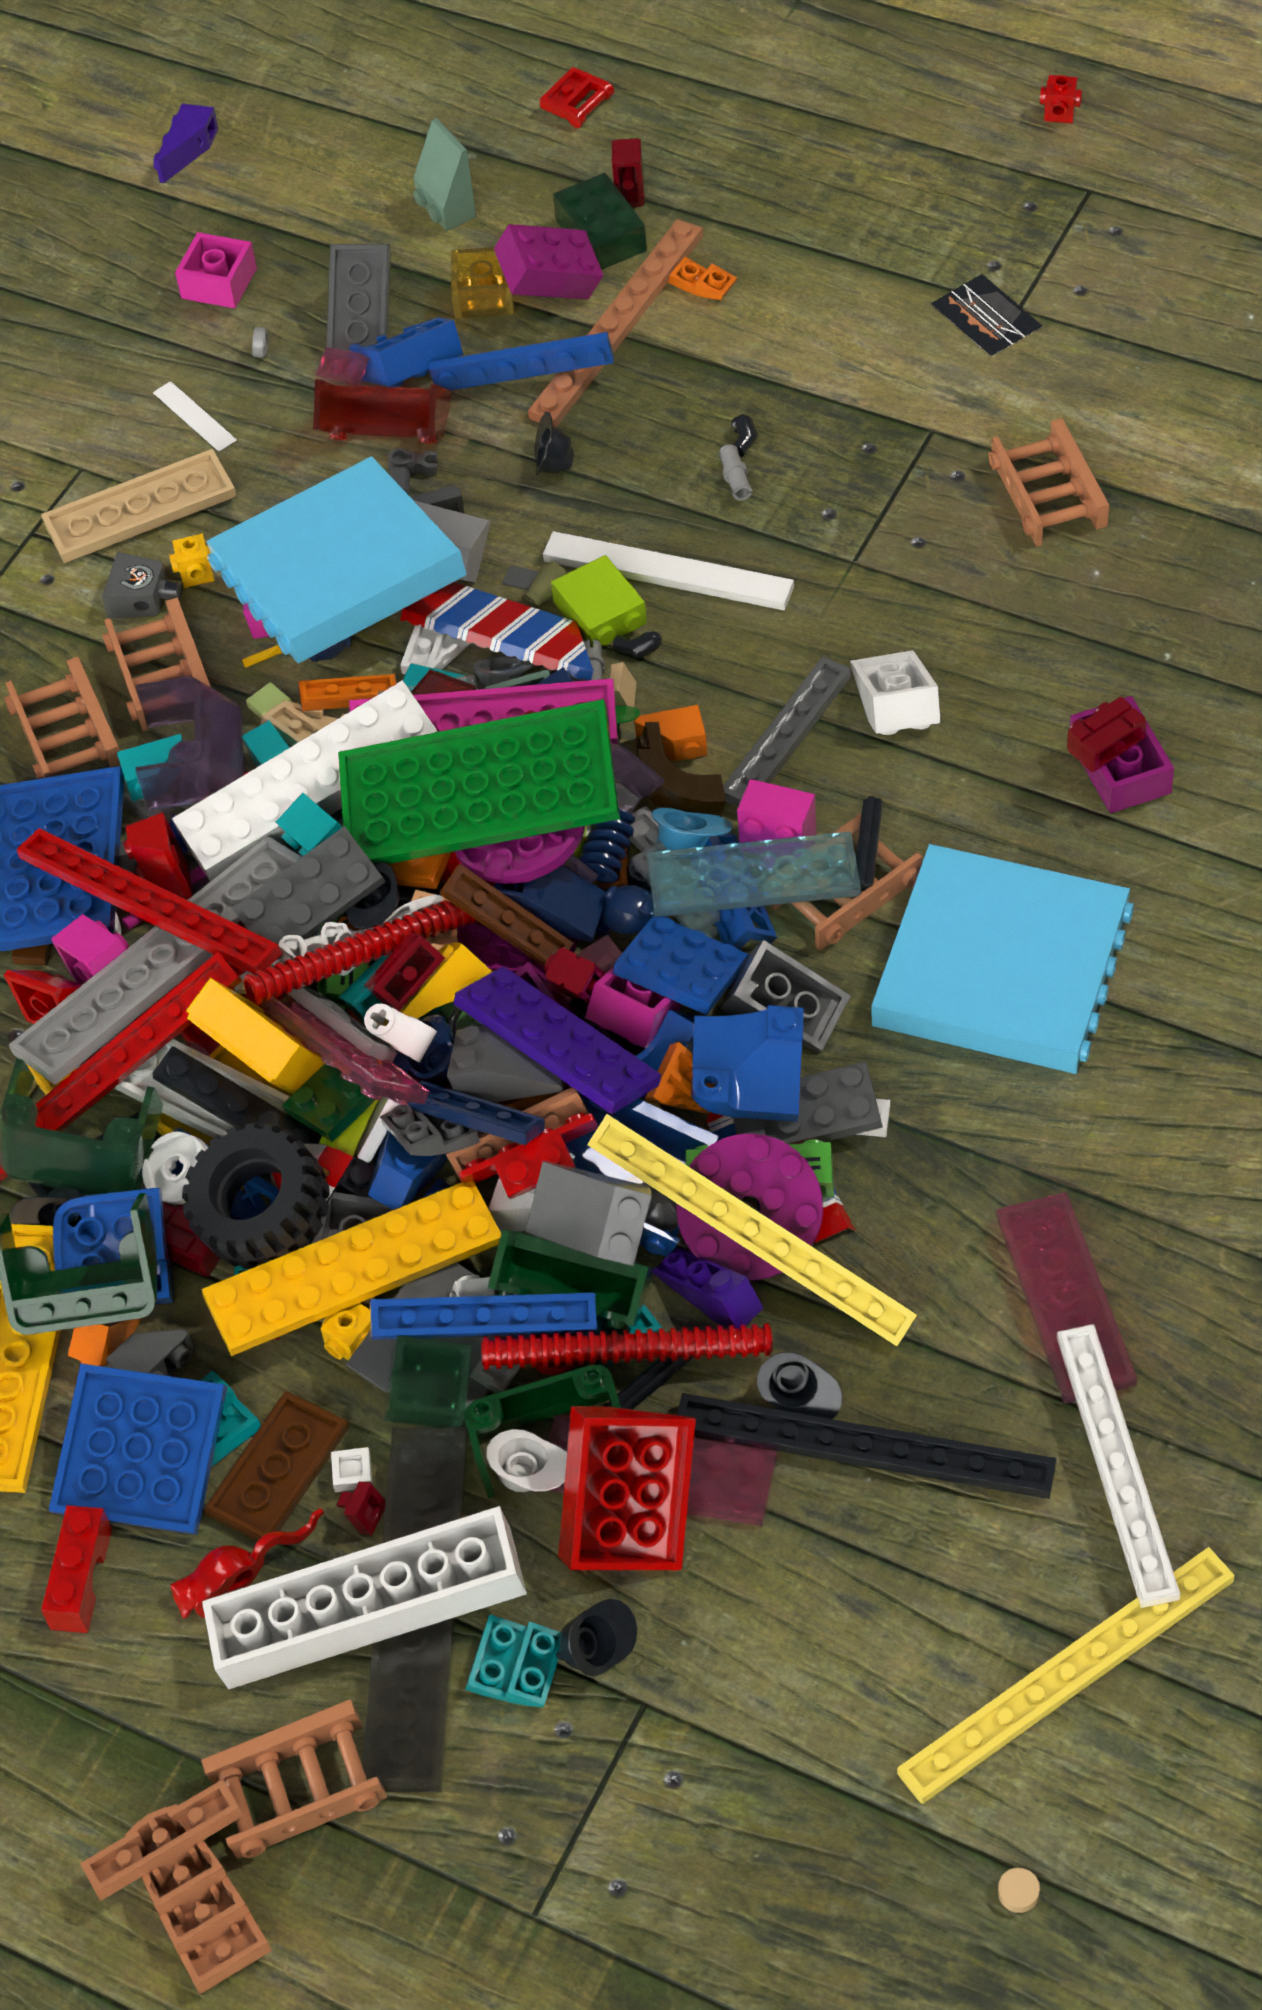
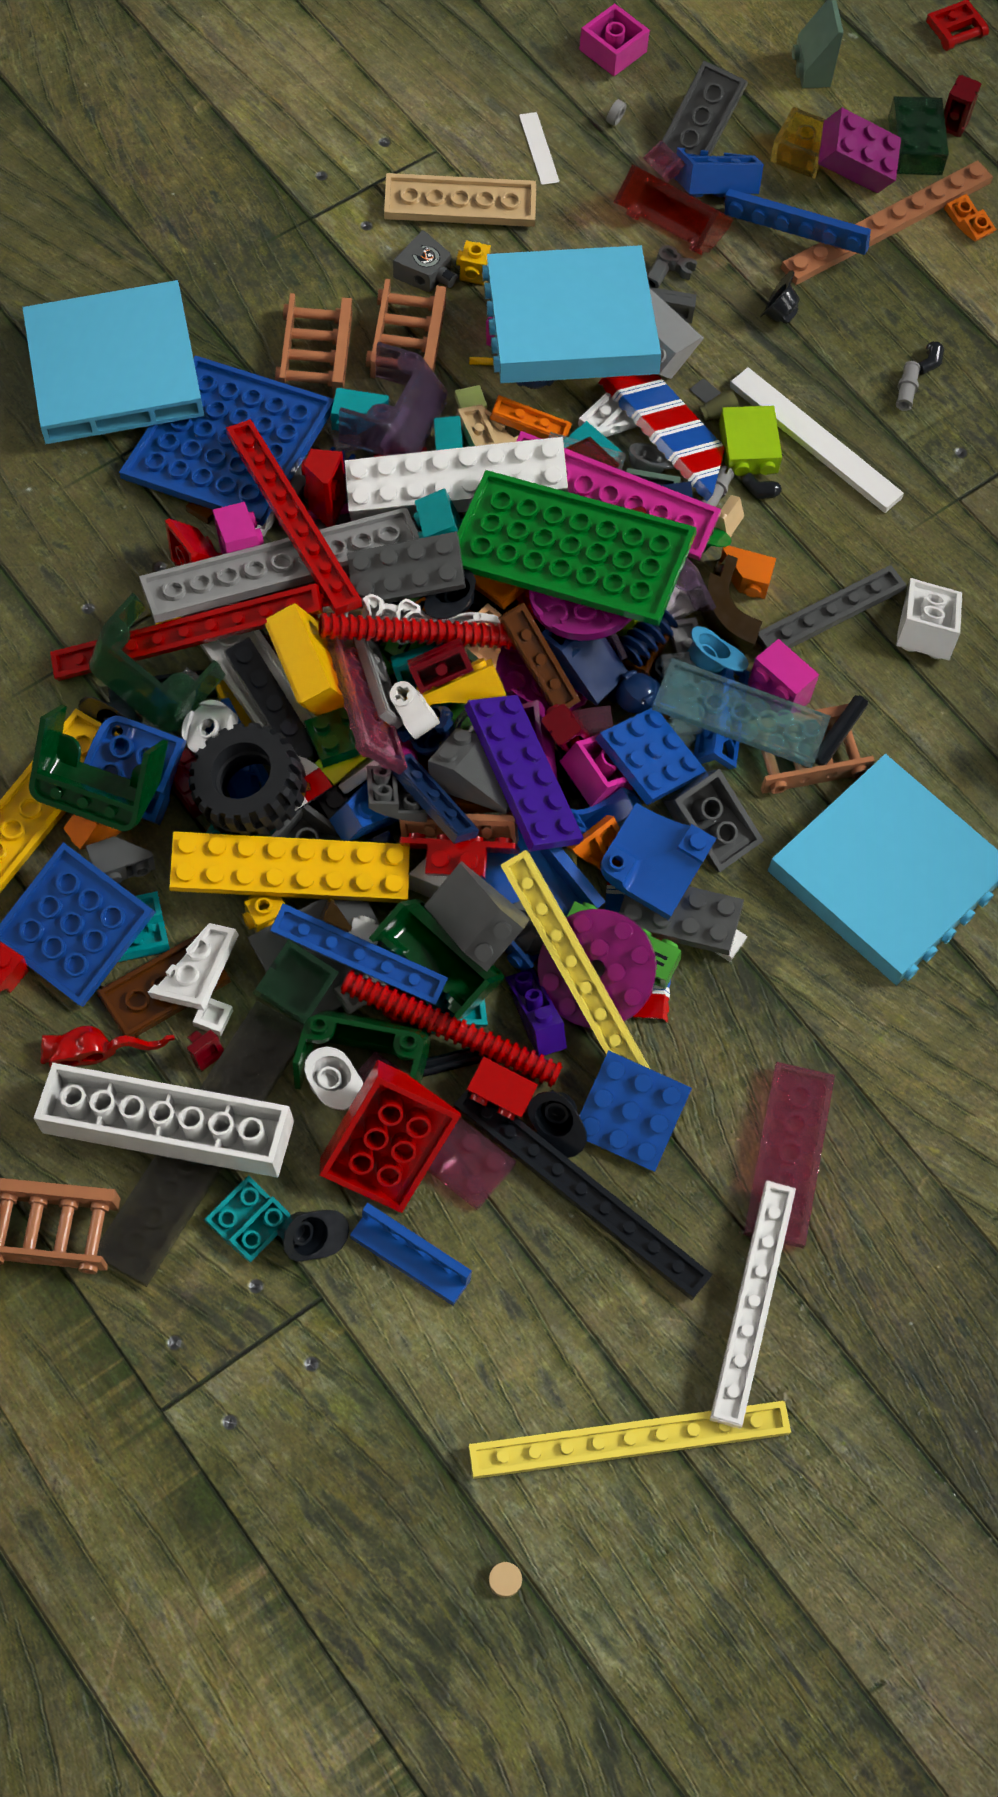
camera: 15 degrees right, 10 degrees up
(309, 1428) = (197, 973): none -> white wing
(433, 1285) = (332, 915): none -> dark brown slope
(718, 1604) = (411, 1254): none -> blue fence
(719, 1378) = (502, 1088): none -> red slope
(873, 1333) = (633, 1110): none -> blue plate

